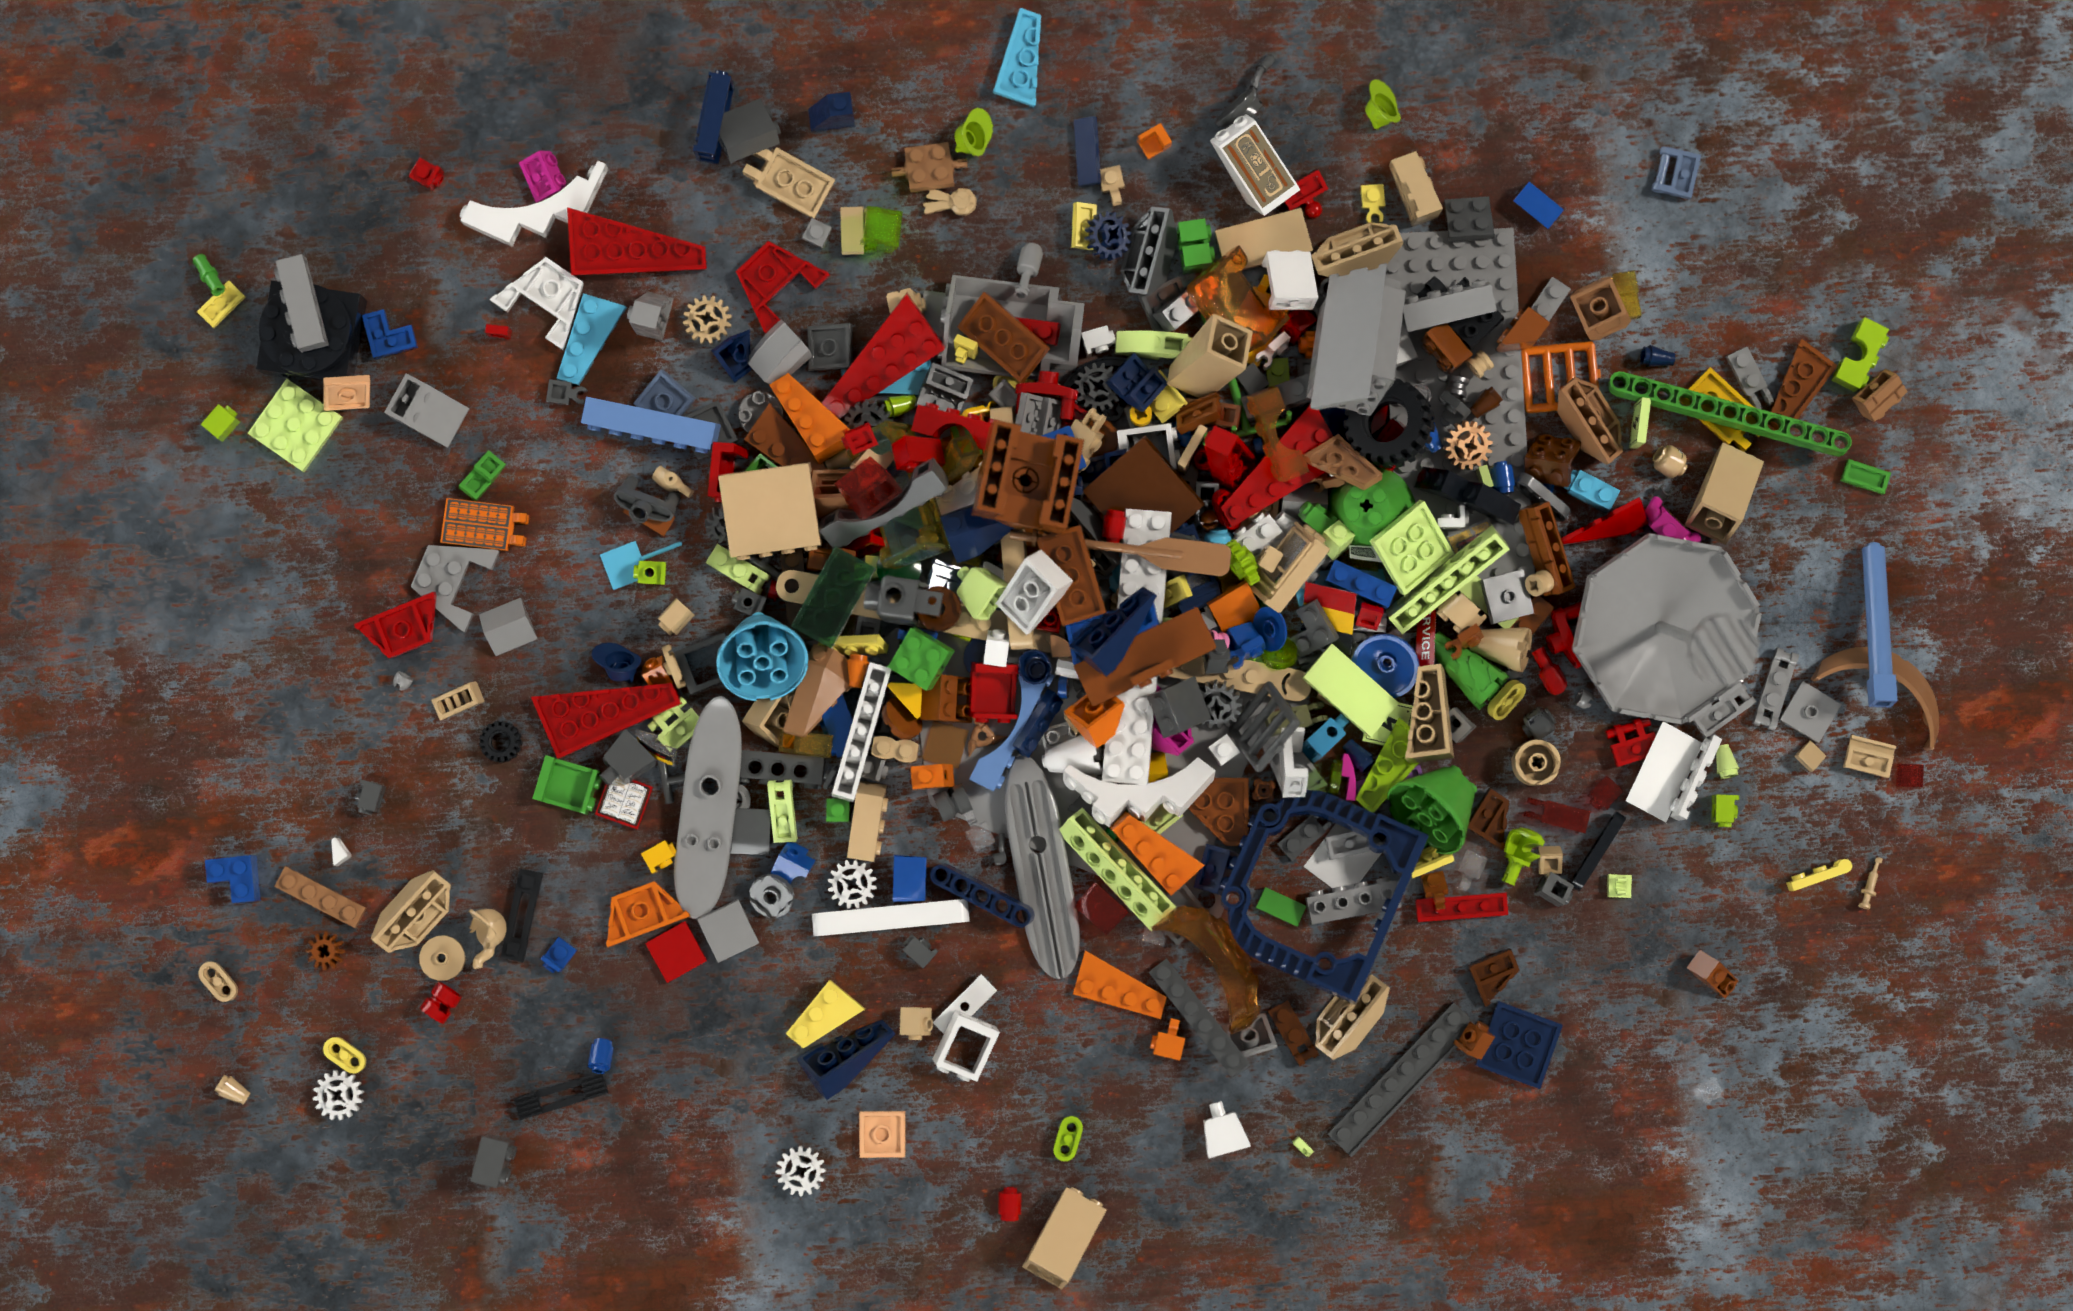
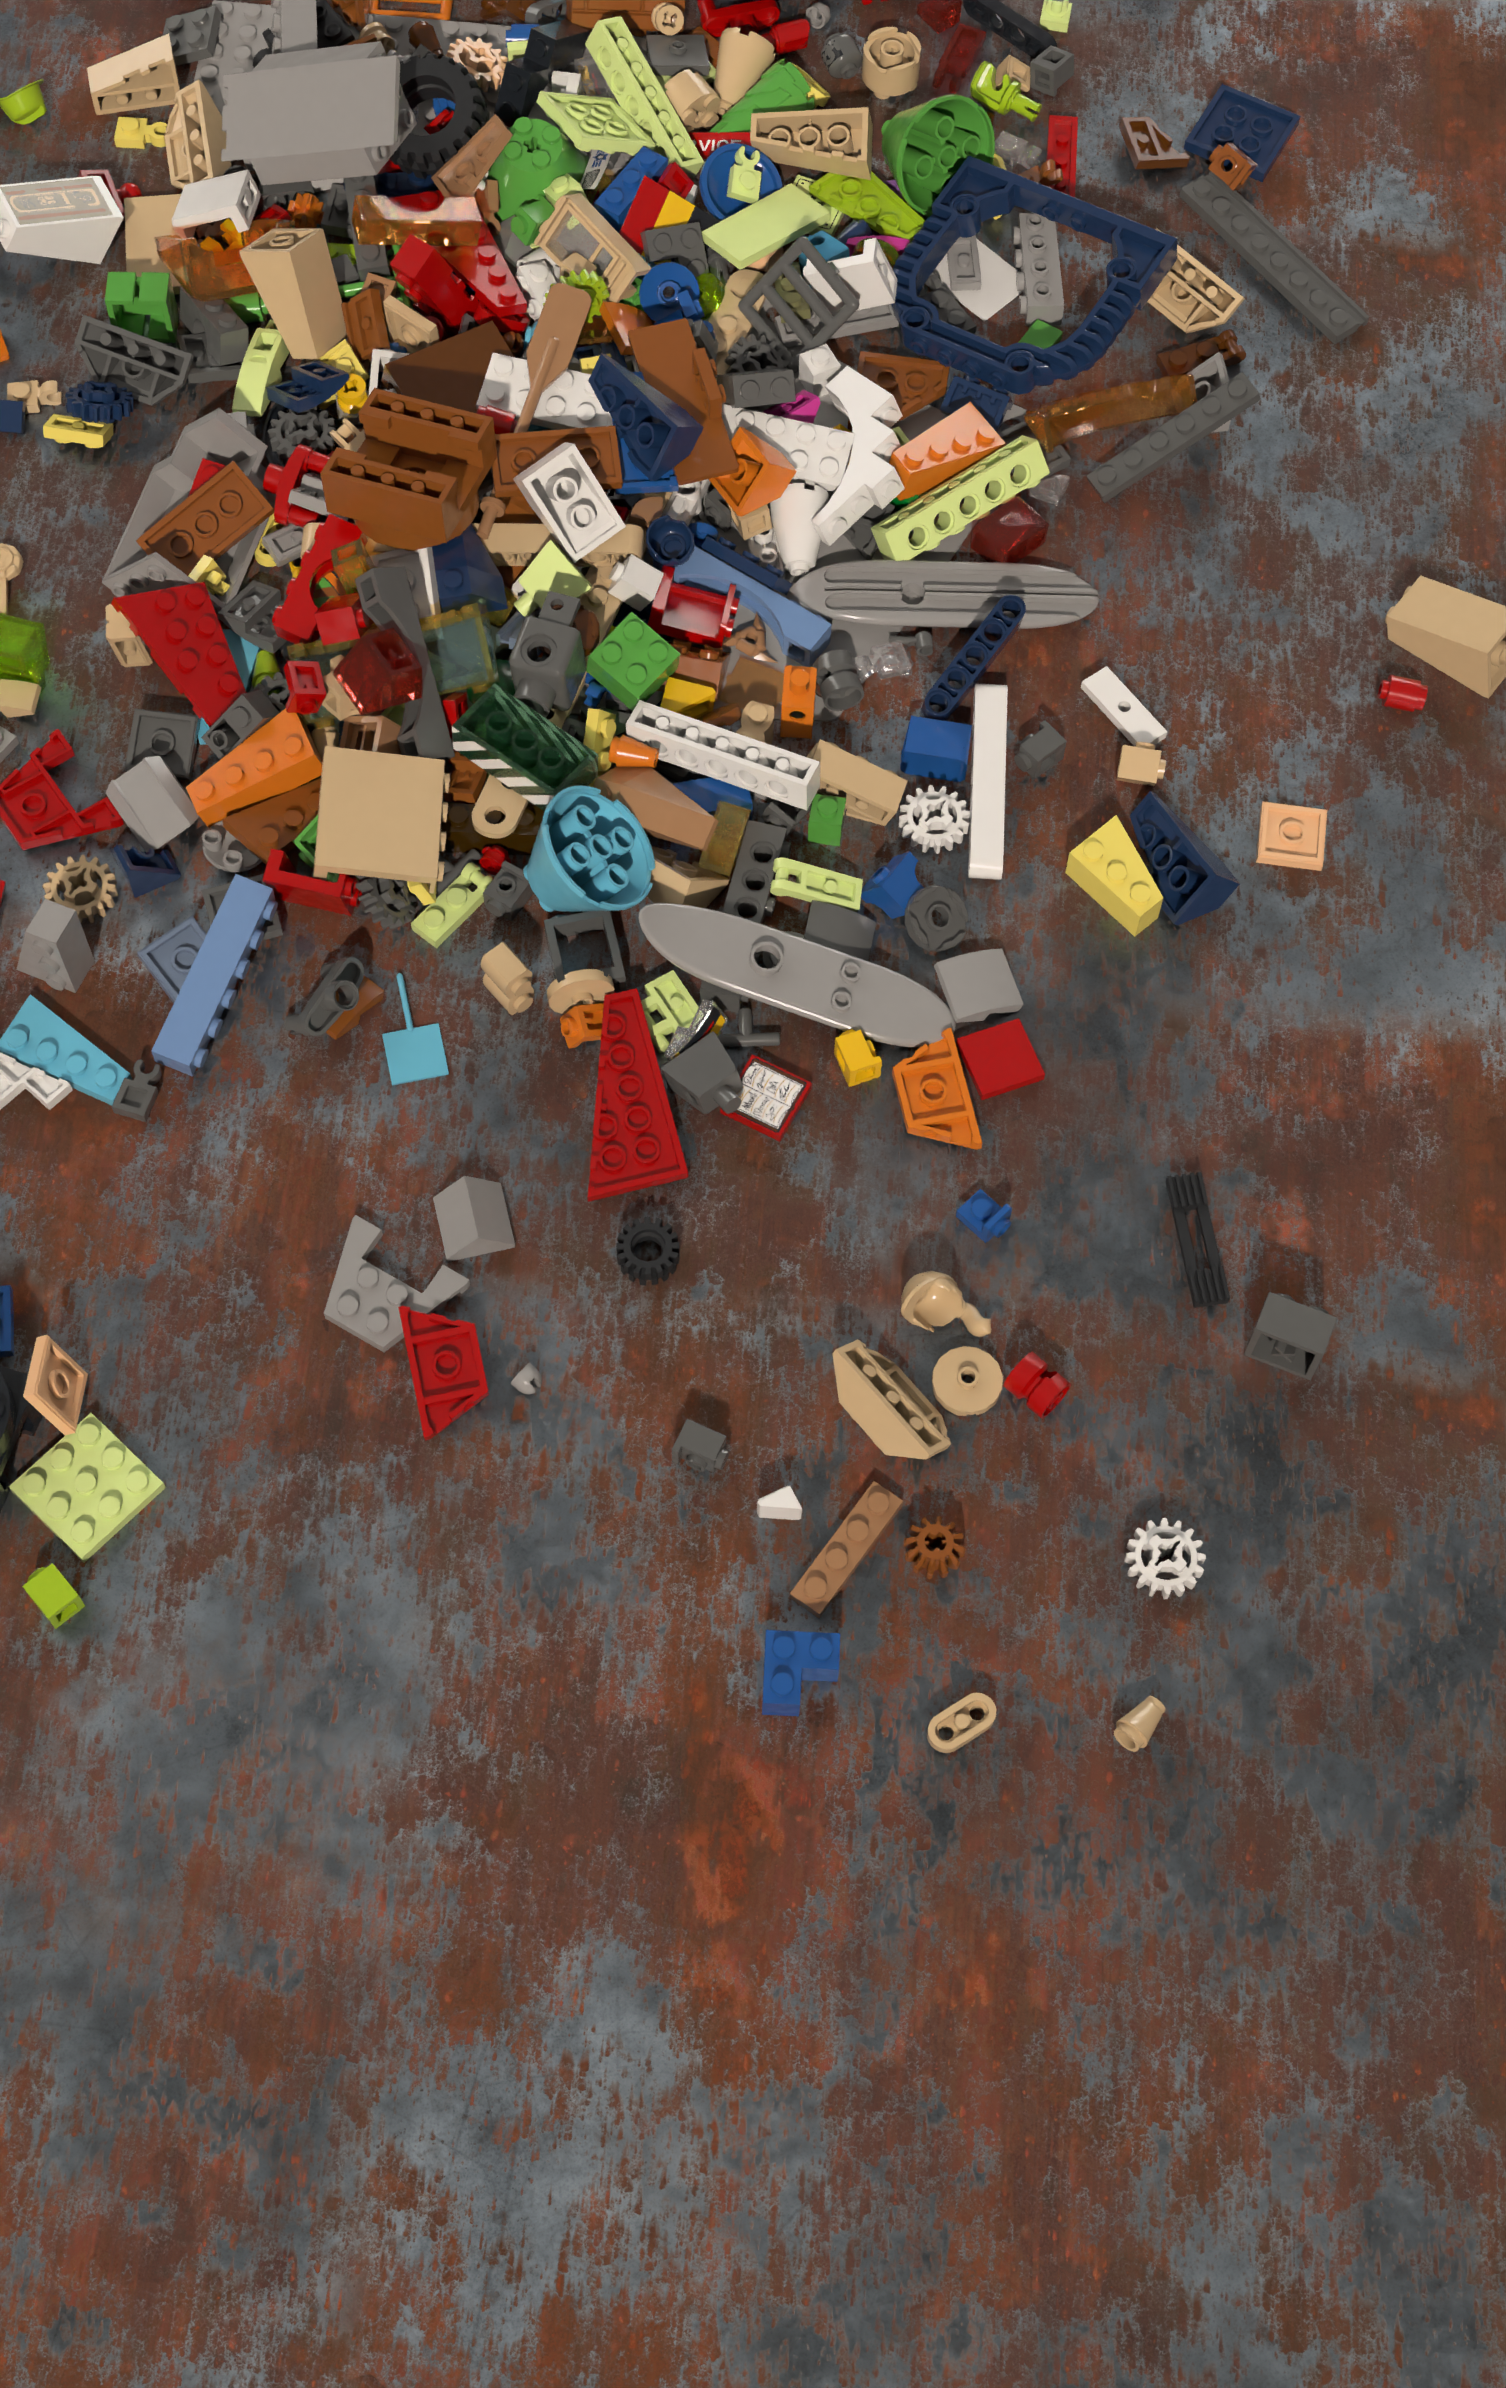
camera: 80 degrees left, 20 degrees down
(345, 1055) = (1100, 1543): light yellow plate -> none
(426, 410) = (112, 1285): light grey slope -> none
(475, 694) = (568, 1278): tan slope -> none
(481, 525) = (310, 1235): orange tile -> none
(482, 476) = (235, 1225): bright green slope -> none
(498, 331) = (19, 1168): red tile -> none
(514, 947) = (868, 1245): black container -> none
(567, 785) = (731, 1167): bright green panel -> none
(600, 1055) = (1144, 1172): blue brick -> none
(617, 661) = (559, 1072): dark blue piece -> none
(658, 577) = (435, 1009): lime brick -> none
(671, 481) = (305, 965): tan piece -> none
(805, 1181) = (1336, 937): white gear -> none
(838, 400) = (239, 722): none -> dark grey slope
(961, 1019) = (1172, 723): white window -> none
(1028, 267) = (117, 494): light grey piece -> none
(1068, 1138) = (1318, 616): lime plate -> none
(1113, 987) = (1117, 541): orange wing -> none
(1168, 1043) = (1200, 485): orange brick -> none
(1223, 1132) = (1325, 443): white torso -> none
(1259, 785) = (879, 341): dark orange plate -> none
(1302, 1146) = (1349, 365): yellowish green tile -> none
(1387, 668) = (743, 179): none -> yellowish green plate
(1469, 638) = (724, 88): dark orange plate -> none

